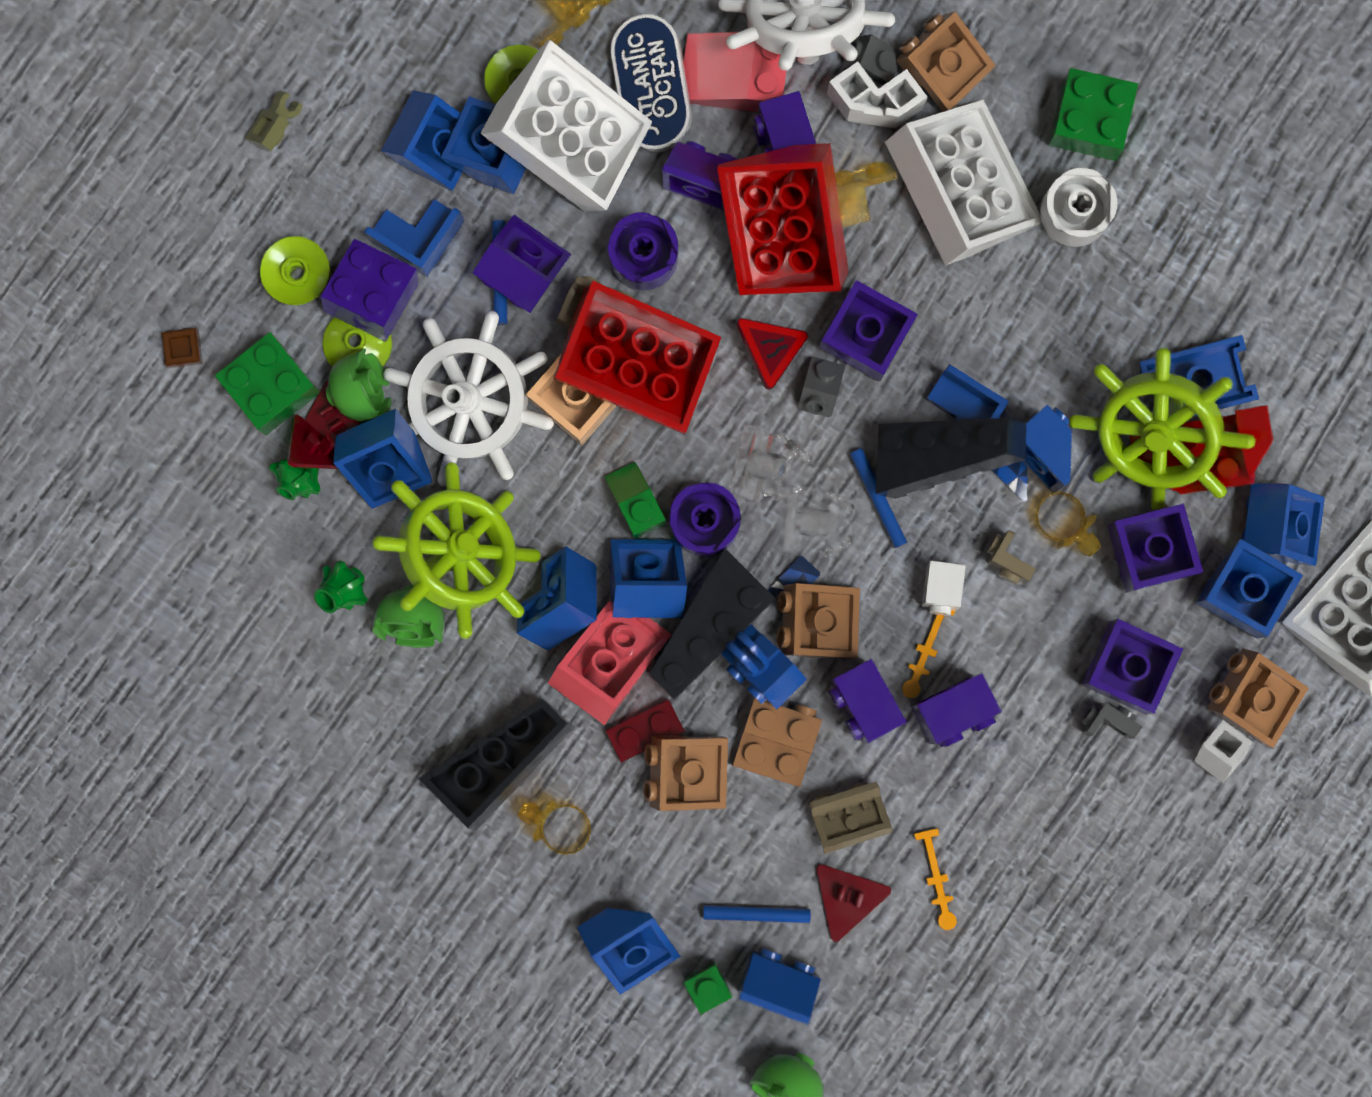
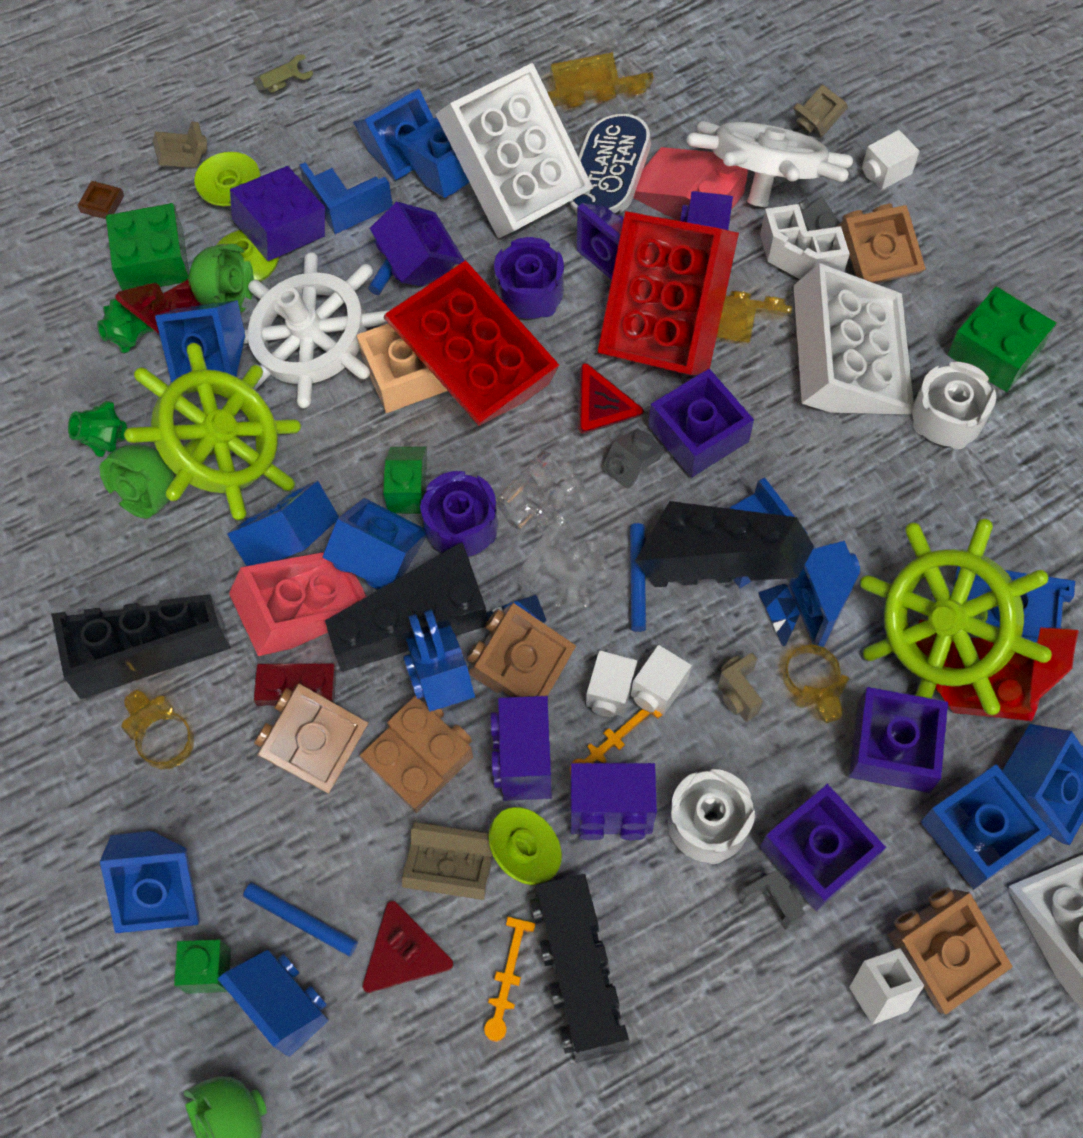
camera: 25 degrees right, 20 degrees down
(226, 256) = (180, 149): none -> dark tan bracket
(905, 609) = (611, 684): none -> white brick
(908, 766) = (525, 846): none -> lime dish
(991, 849) = (579, 968): none -> black wedge
(1051, 669) = (698, 796): none -> white brick

